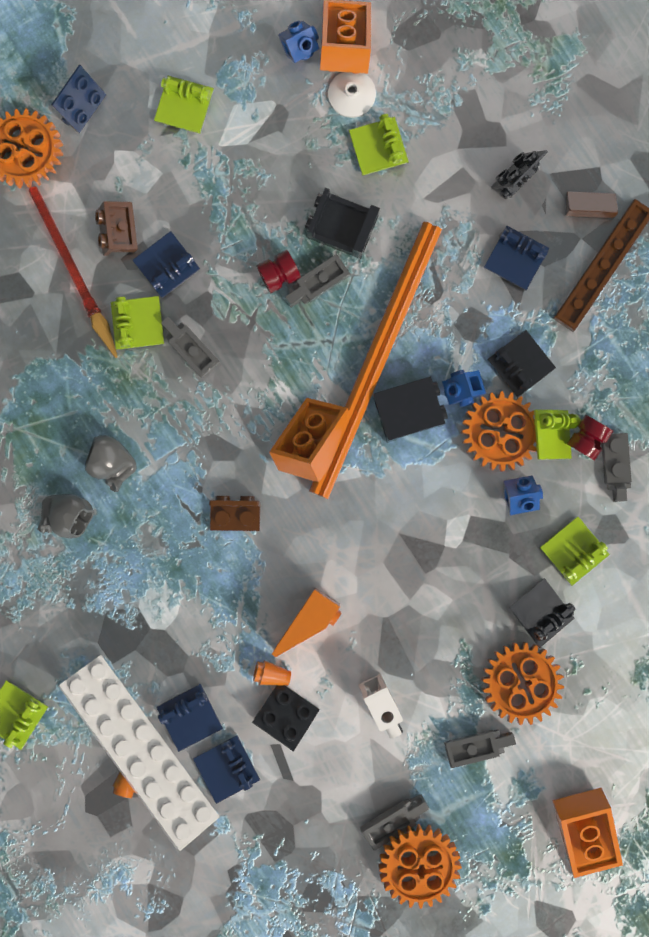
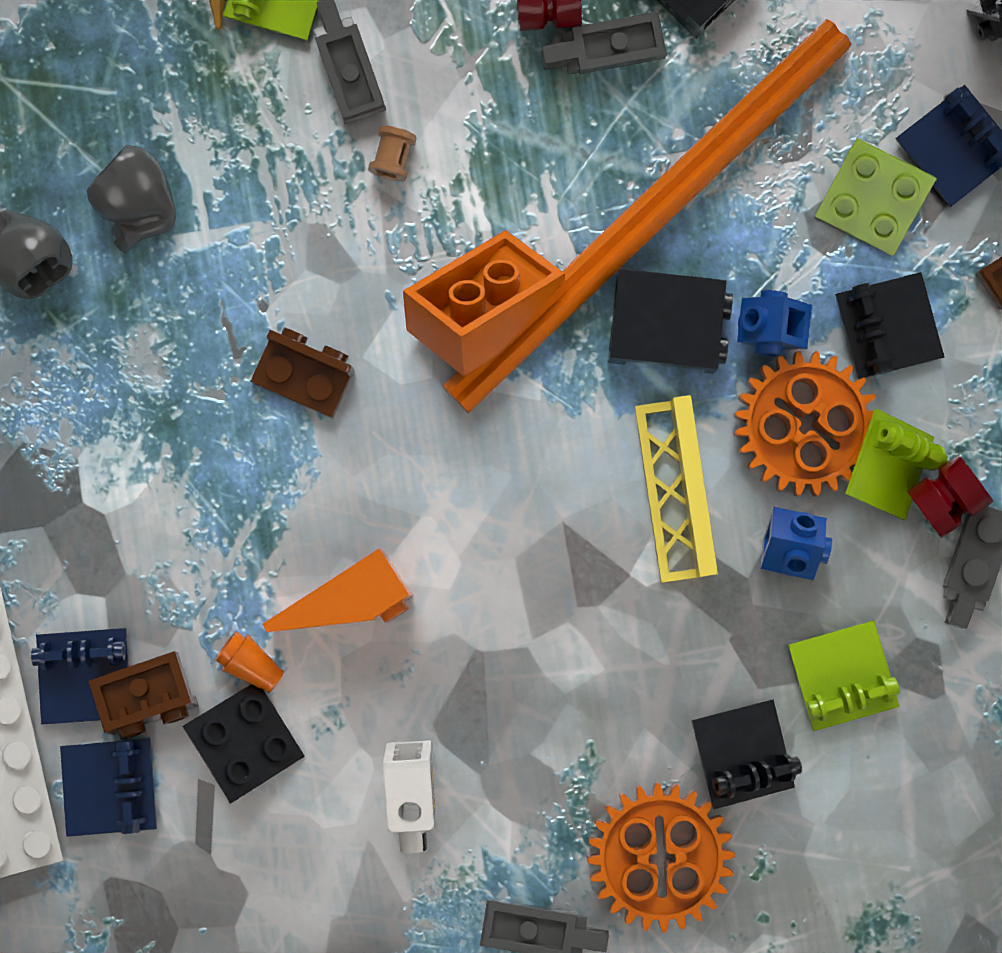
camera: 20 degrees right, 0 degrees up
(224, 714) = (143, 695): none -> reddish brown bracket
(232, 383) = (392, 153): none -> medium nougat bush
(459, 489) = (692, 485): none -> light yellow fence
(486, 301) = (875, 196): none -> lime hinge

